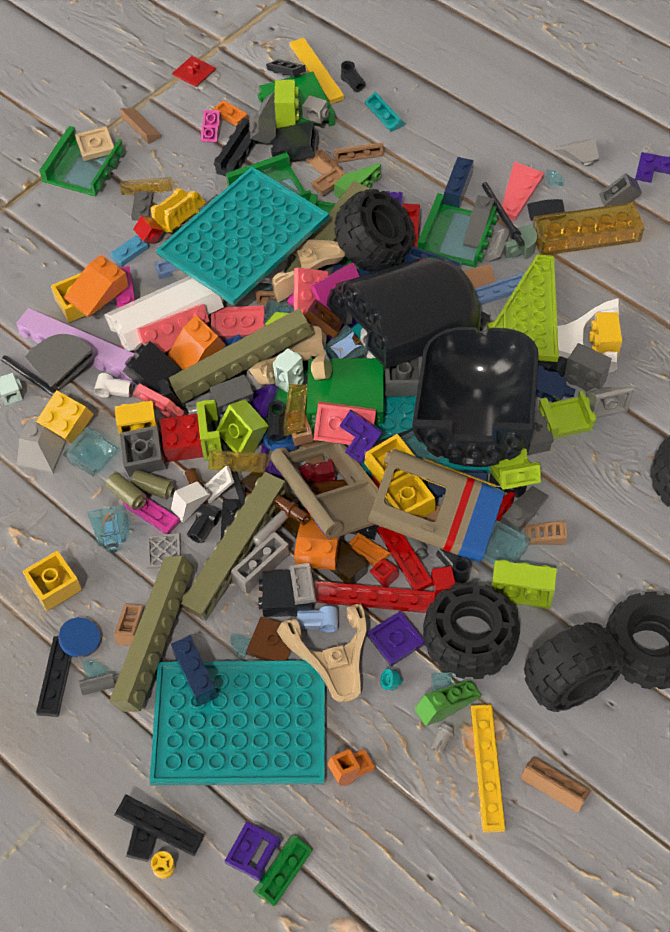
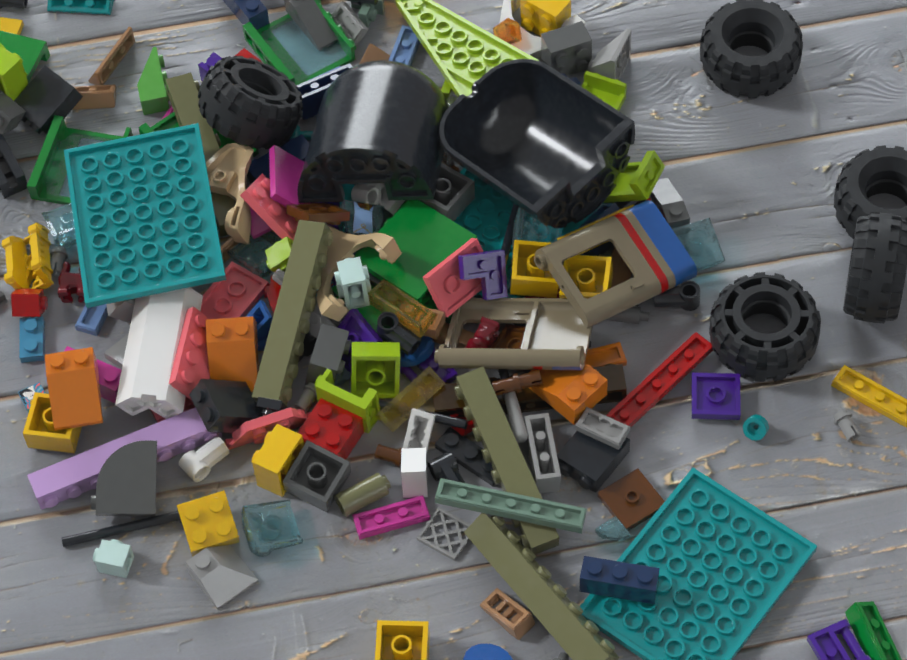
camera: 50 degrees left, 0 degrees up
(109, 526) = (379, 563): clear light blue torso -> none
(126, 491) = (354, 520): olive brick -> none
(198, 569) = (510, 505): none -> sand green tile
(315, 109) = (31, 51): light grey brick -> none
(324, 619) = (646, 440): light blue piece -> none
(326, 182) = (125, 105): medium nougat plate -> none
(335, 665) = (708, 457): tan animal -> none
(349, 766) = (820, 514): orange brick -> none
(384, 572) = (637, 359): red slope -> none
(405, 559) = (638, 333): red plate -> none
(440, 680) = (788, 390): clear light blue tile -> none
(442, 579) = (691, 318): red brick -> none
(446, 701) = (814, 397): bright green slope -> none
(524, 583) = (751, 252): lime brick -> none
(552, 527) = (713, 193): medium nougat slope -> none
(570, 328) = (508, 31): none -> clear orange slope

